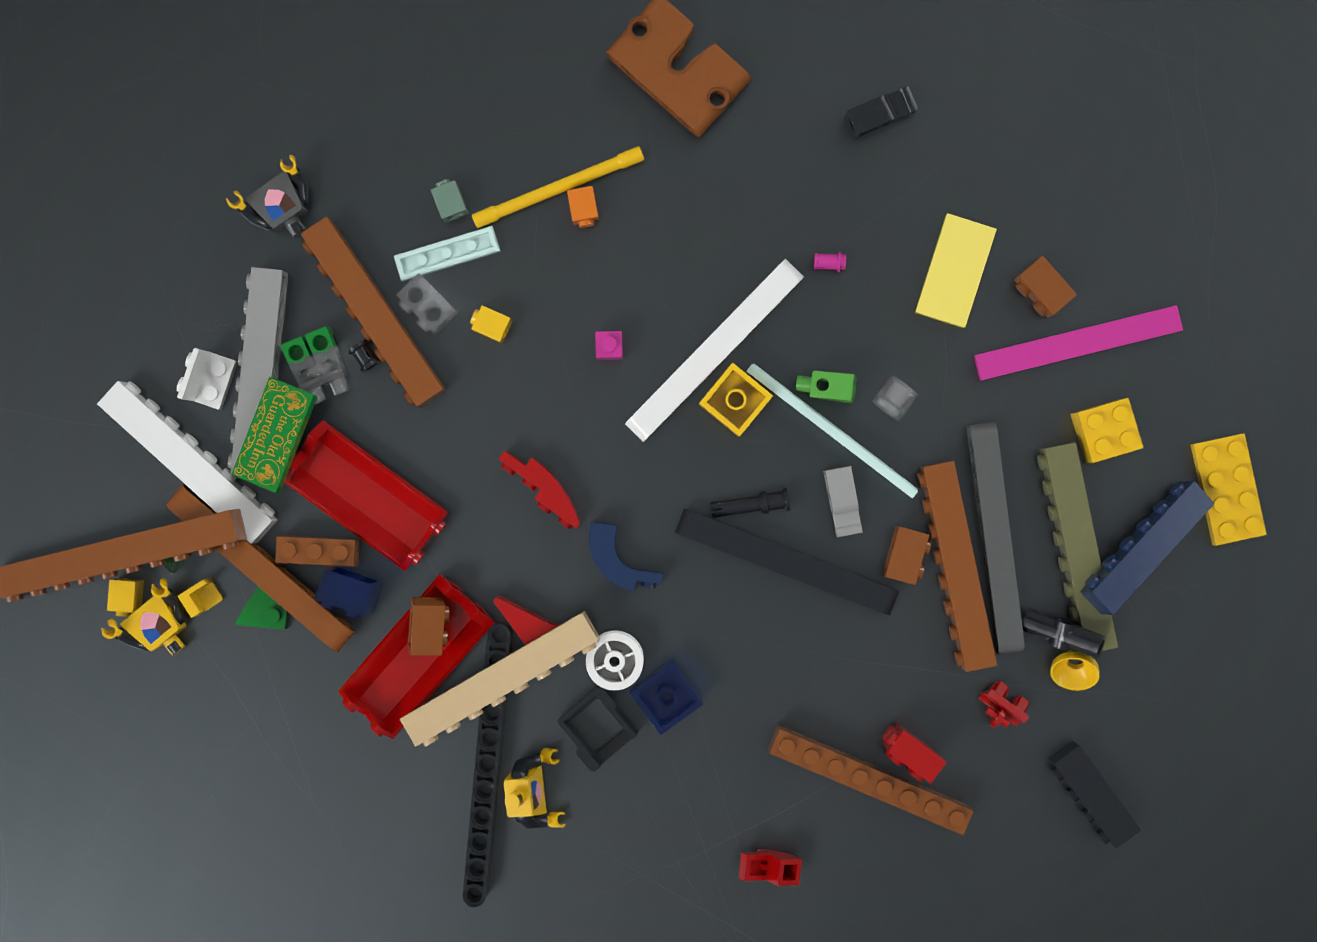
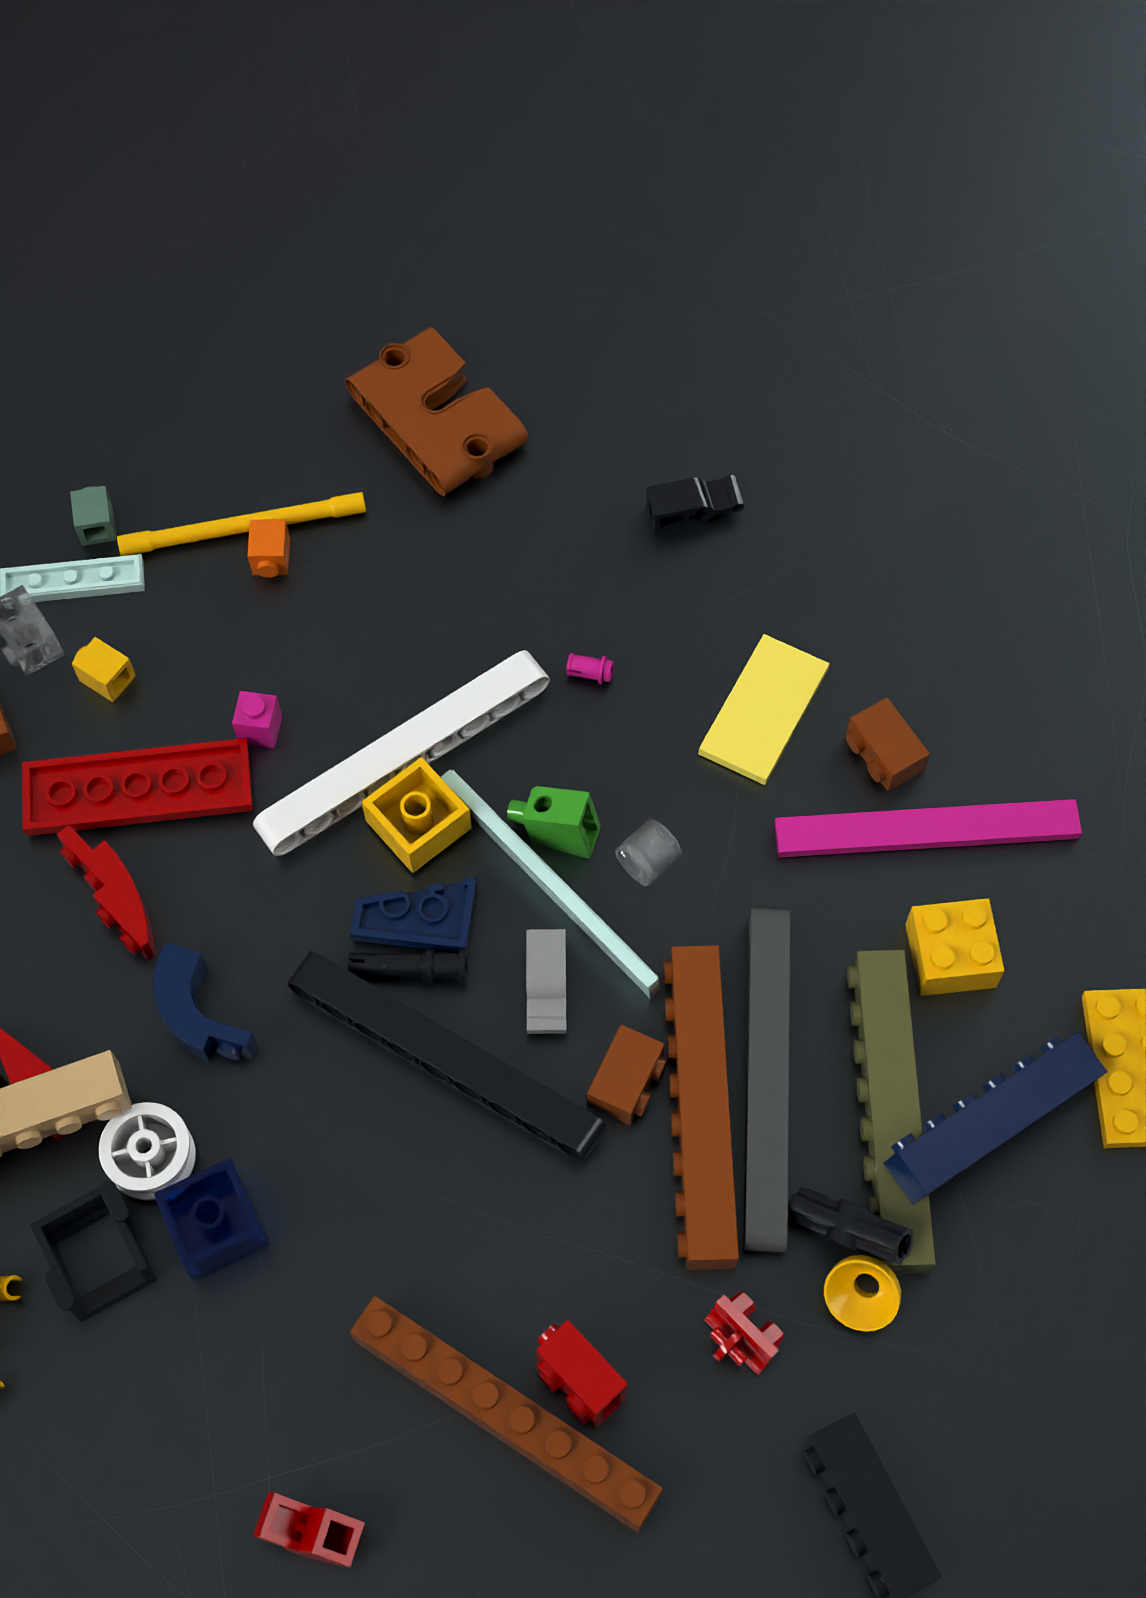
camera: 10 degrees right, 25 degrees down
(538, 408) = (136, 786): none -> red plate
(749, 470) = (418, 919): none -> dark blue wing

